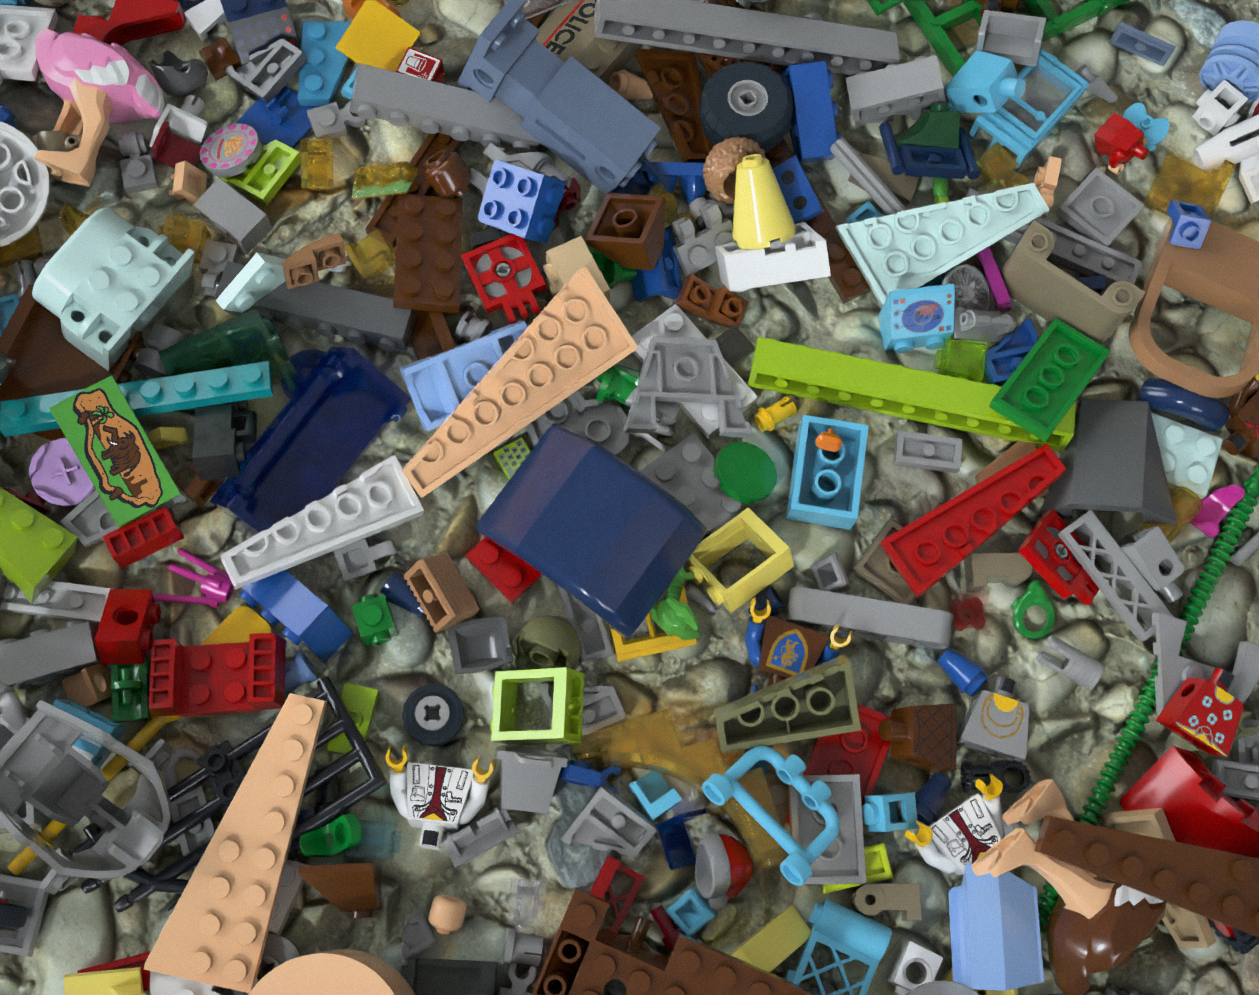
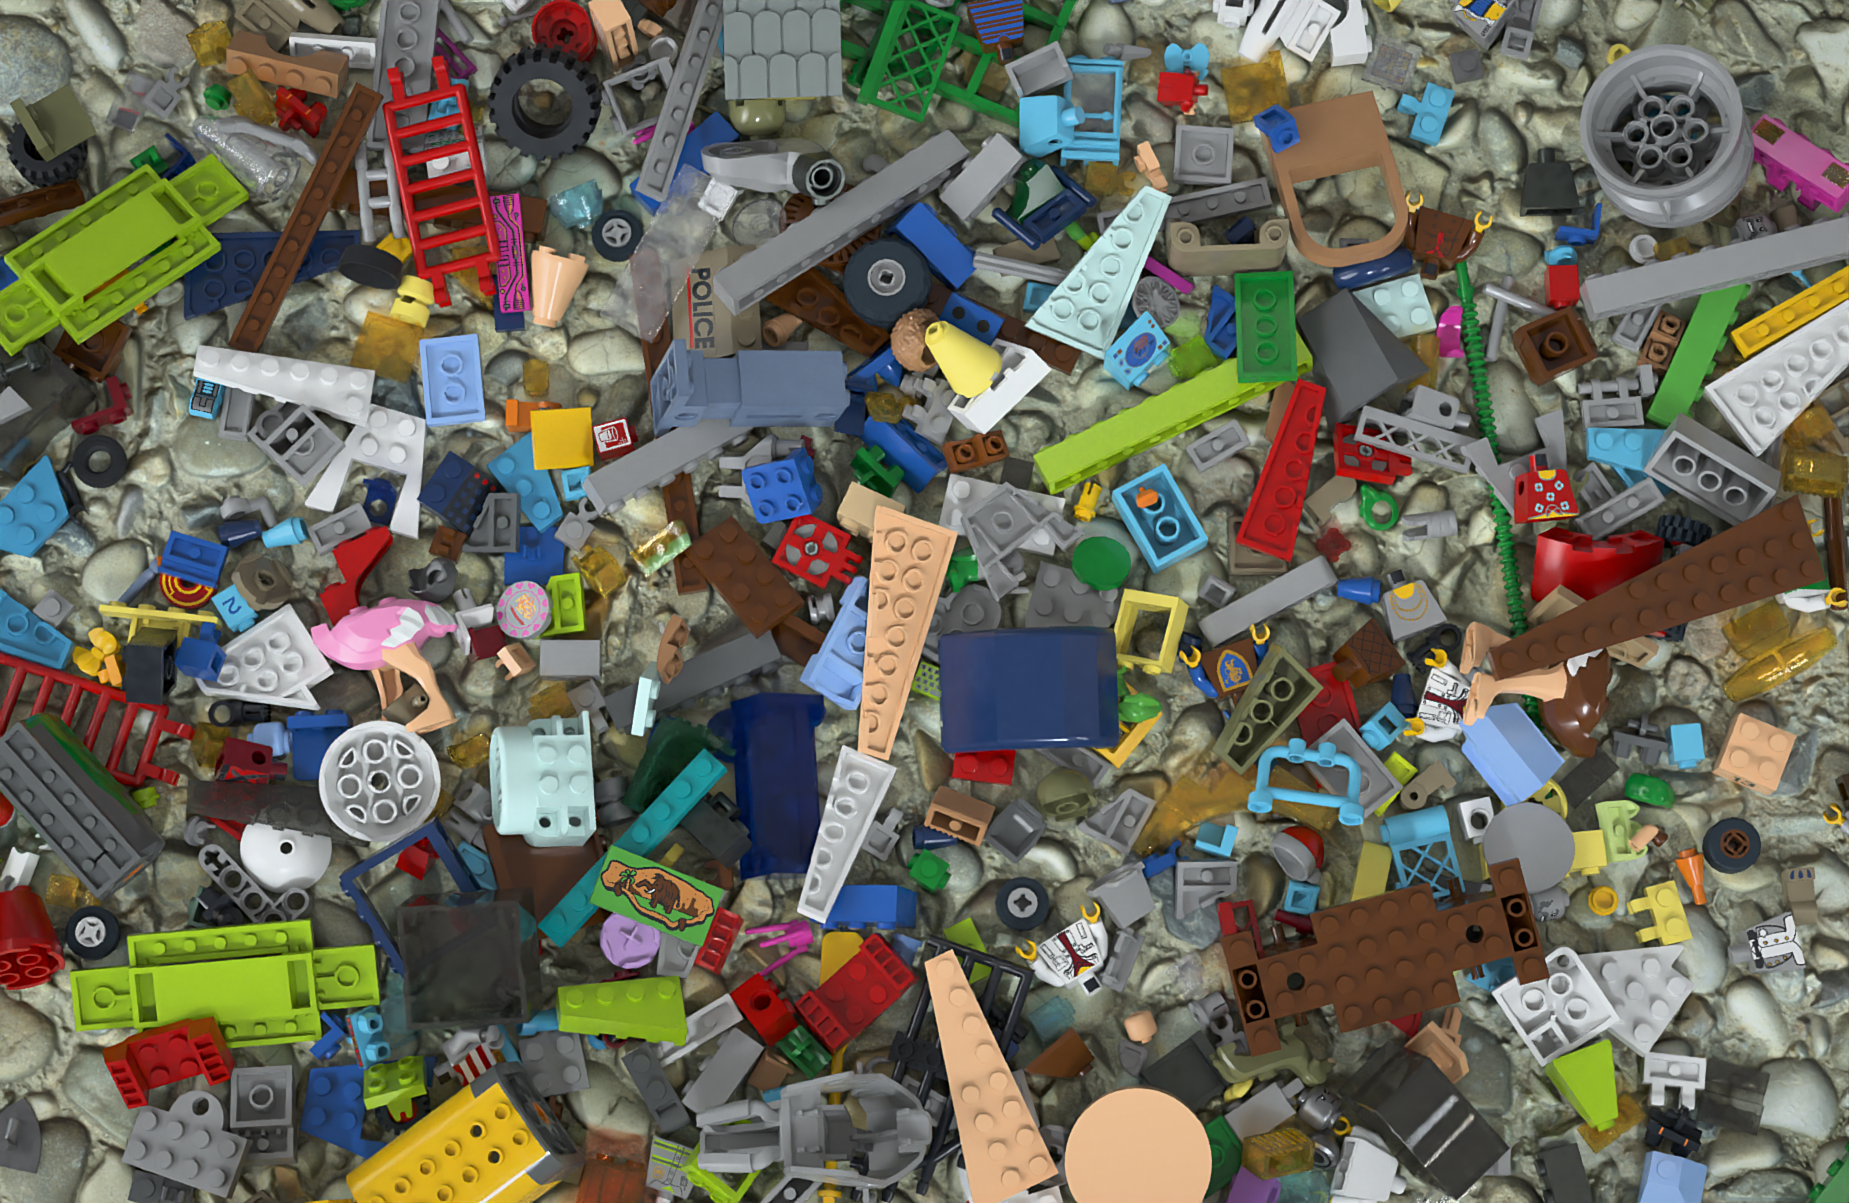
camera: 30 degrees left, 5 degrees up
(138, 170) = (465, 680): light grey plate -> none
(332, 838) = (1029, 1033): green hair -> none
(371, 255) = (701, 609): clear yellow panel -> none
(448, 174) = (707, 505): reddish brown head -> none
(566, 707) = (1114, 827): lime window -> none
(629, 229) = (878, 446): reddish brown slope -> none
(676, 839) = (1254, 858): clear blue bracket -> none
(701, 598) = (1139, 678): light grey piece -> none
(981, 325) = (1184, 318): light grey hinge -> none

